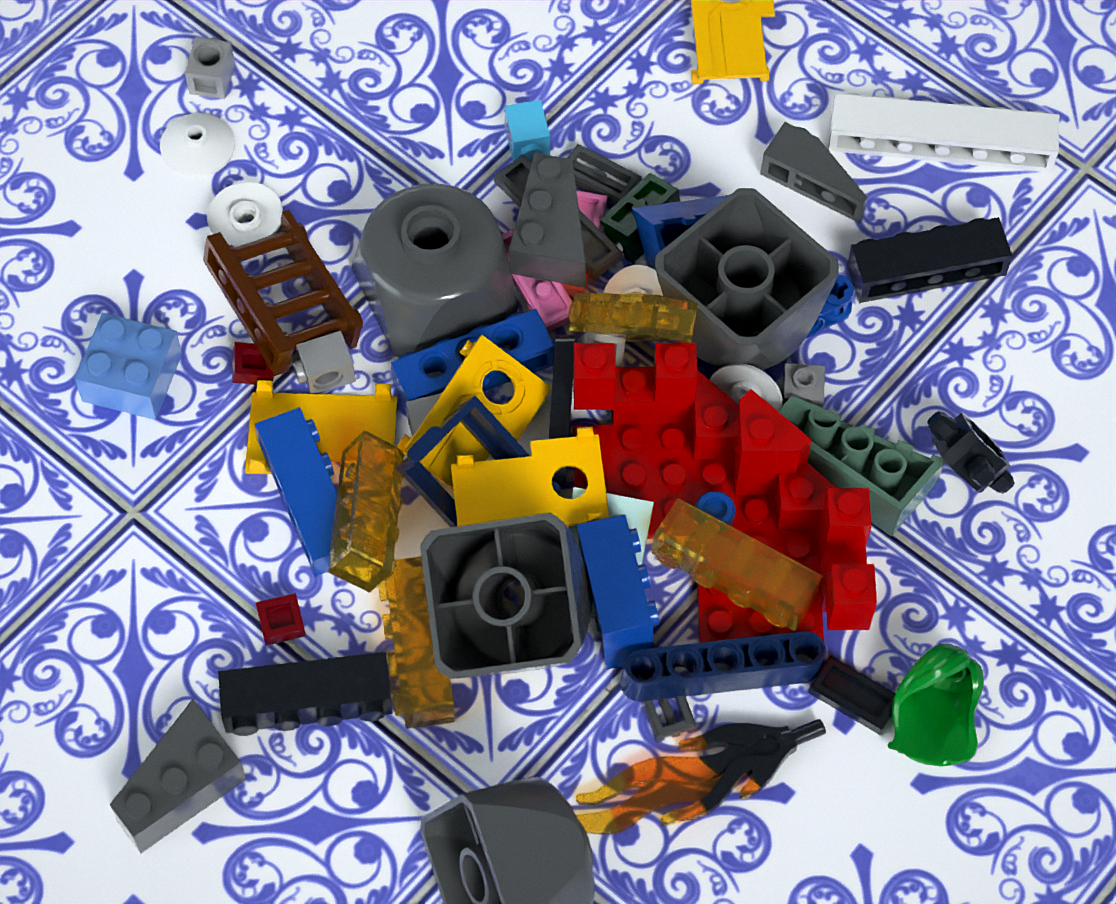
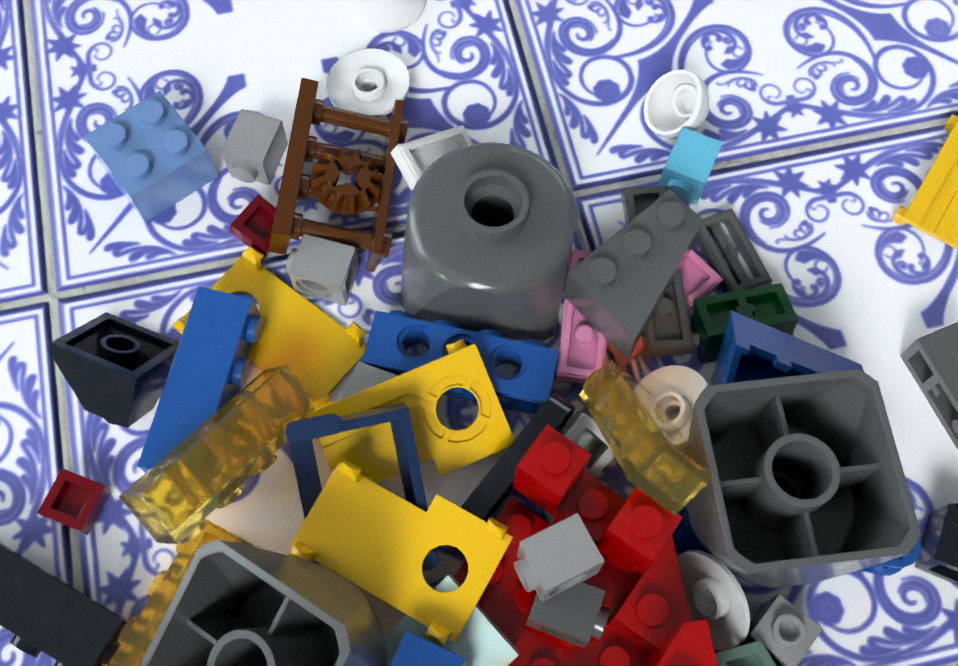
camera: 35 degrees right, 5 degrees up
(199, 312) = (254, 147): none -> light grey brick
(236, 518) = (115, 367): none -> black slope
(309, 300) = (345, 198): none -> reddish brown gear
(341, 236) = (419, 154): none -> white tile
(485, 92) = (676, 102): none -> white piece
(638, 420) = (557, 558): none -> light grey brick
(662, 457) = (571, 614): none -> dark grey brick

